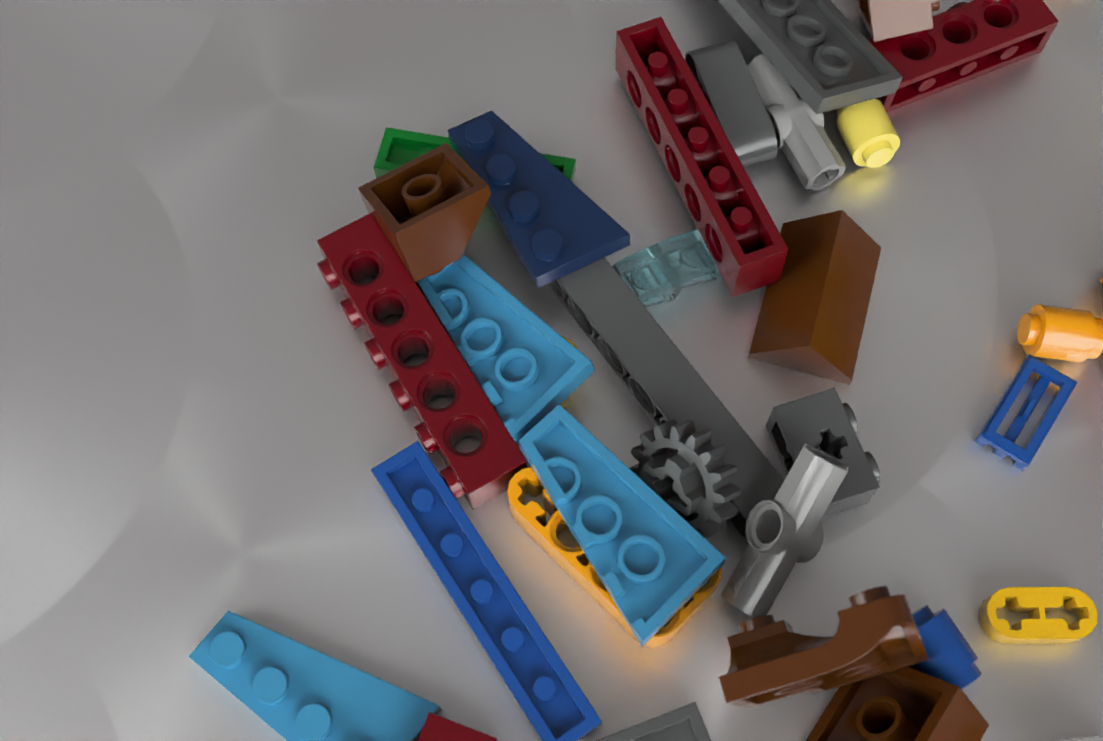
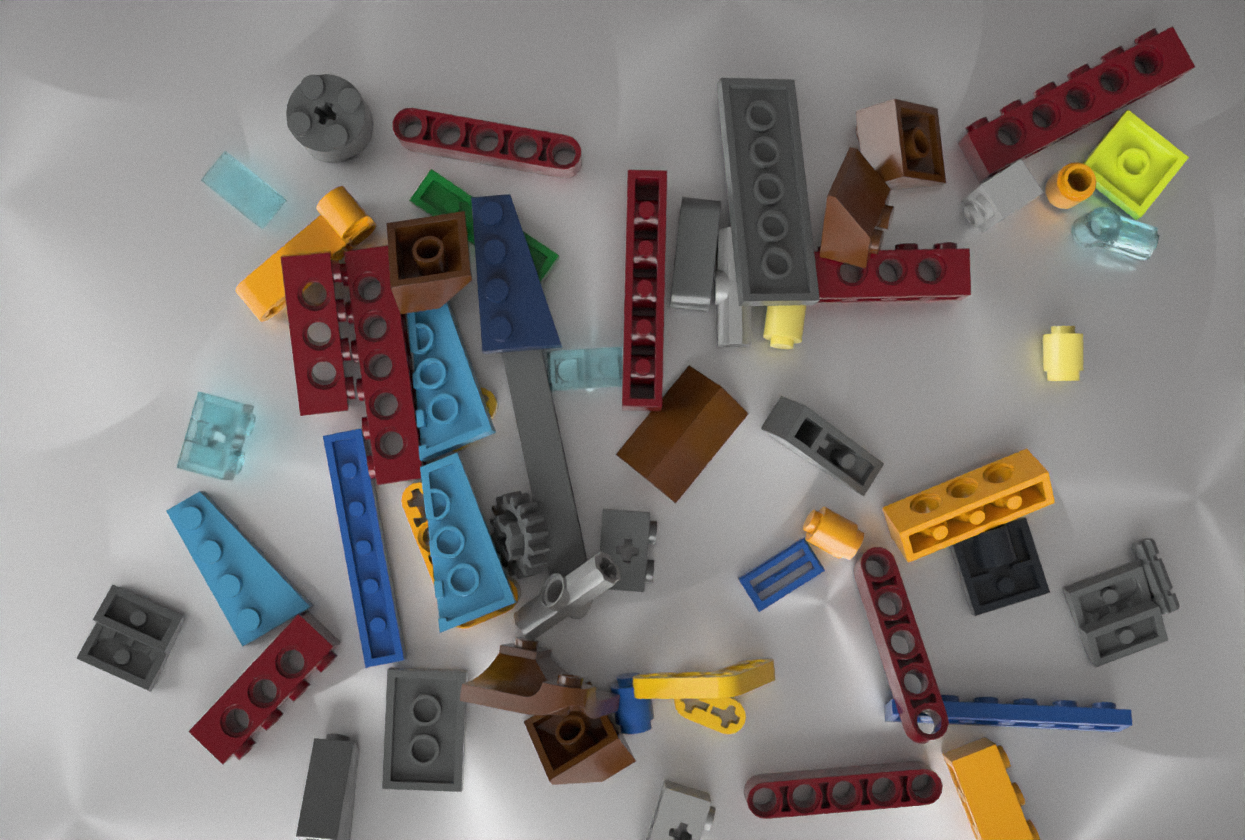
camera: 20 degrees right, 20 degrees up
(165, 237) = (243, 190): none -> clear light blue slope
(211, 505) = (204, 453): none -> clear light blue brick
(245, 118) = (316, 101): none -> dark grey brick
(273, 267) = (337, 229): none -> light orange beam
(293, 261) = (314, 394): none -> dark red brick
(440, 81) = (474, 130): none -> dark red beam
(986, 239) = (822, 444): none -> dark grey slope
(1014, 567) = (723, 683): none -> yellow beam

